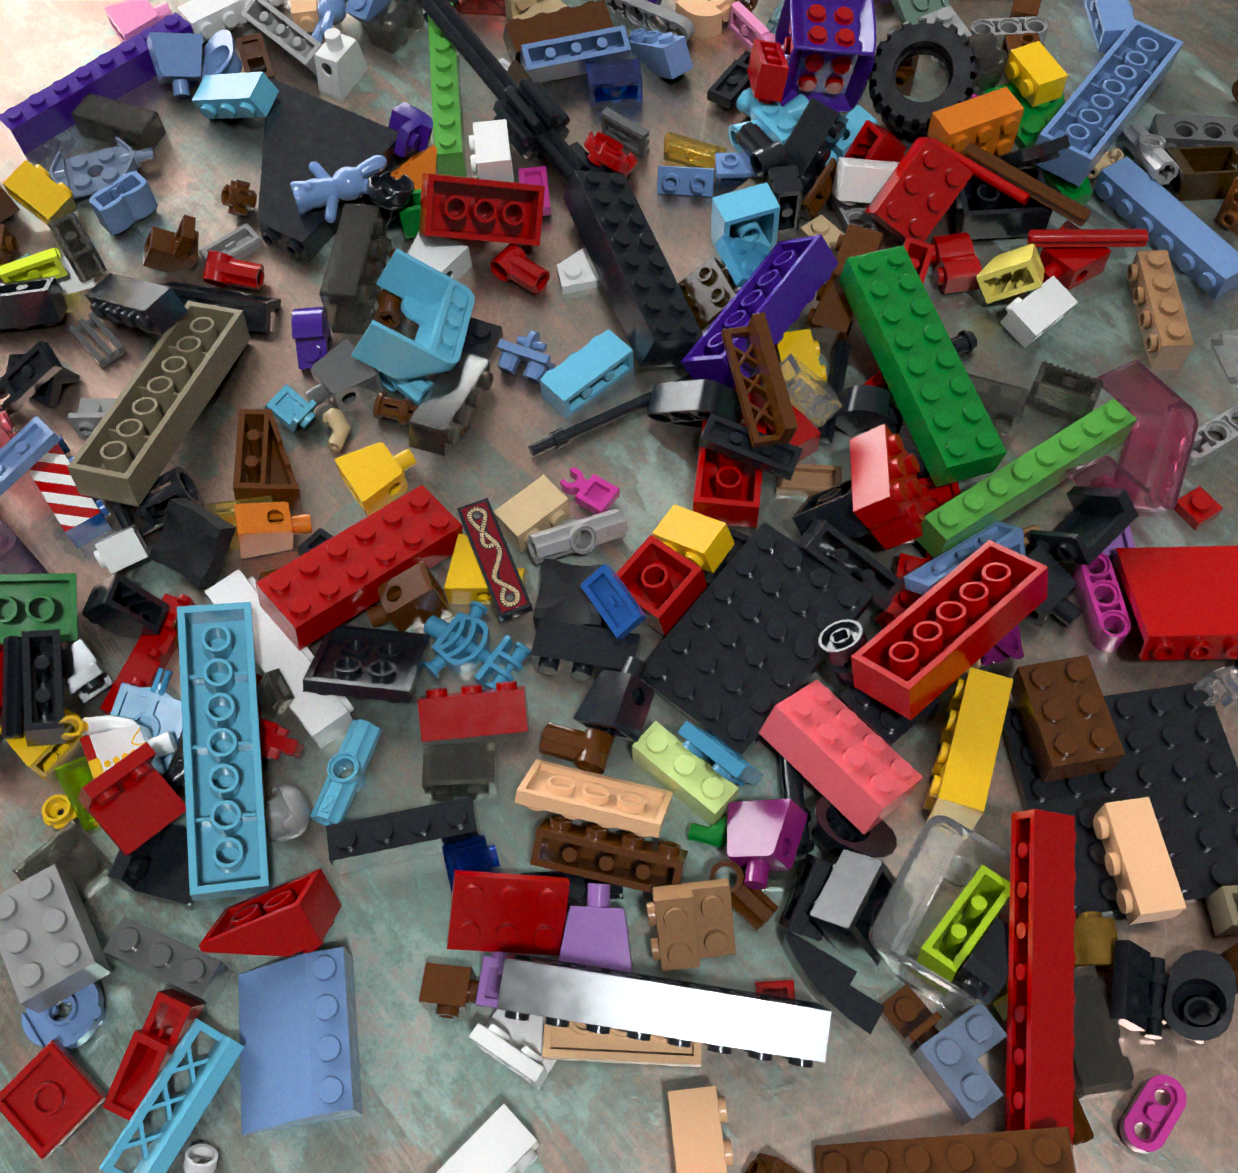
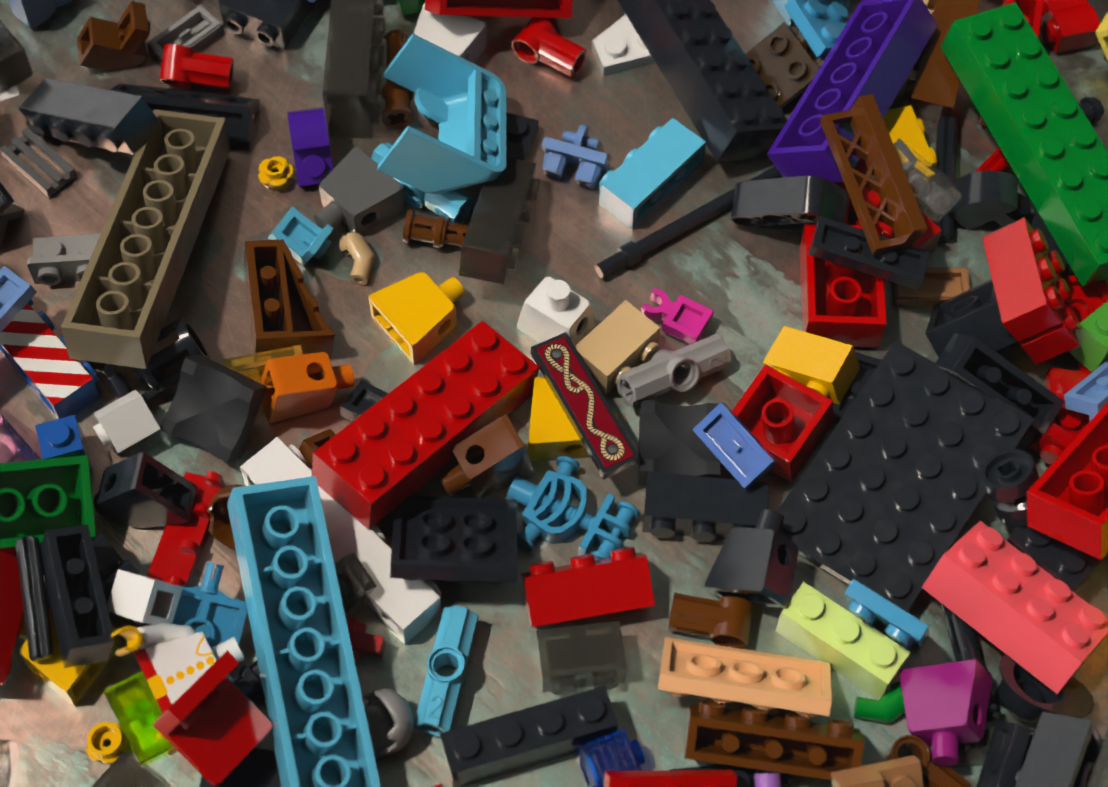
camera: 10 degrees left, 0 degrees up
(71, 558) = (62, 439): none -> blue brick
(98, 693) = (143, 598): none -> white brick
(282, 358) = (275, 180): none -> yellow plate
(483, 479) = (556, 310): none -> white torso

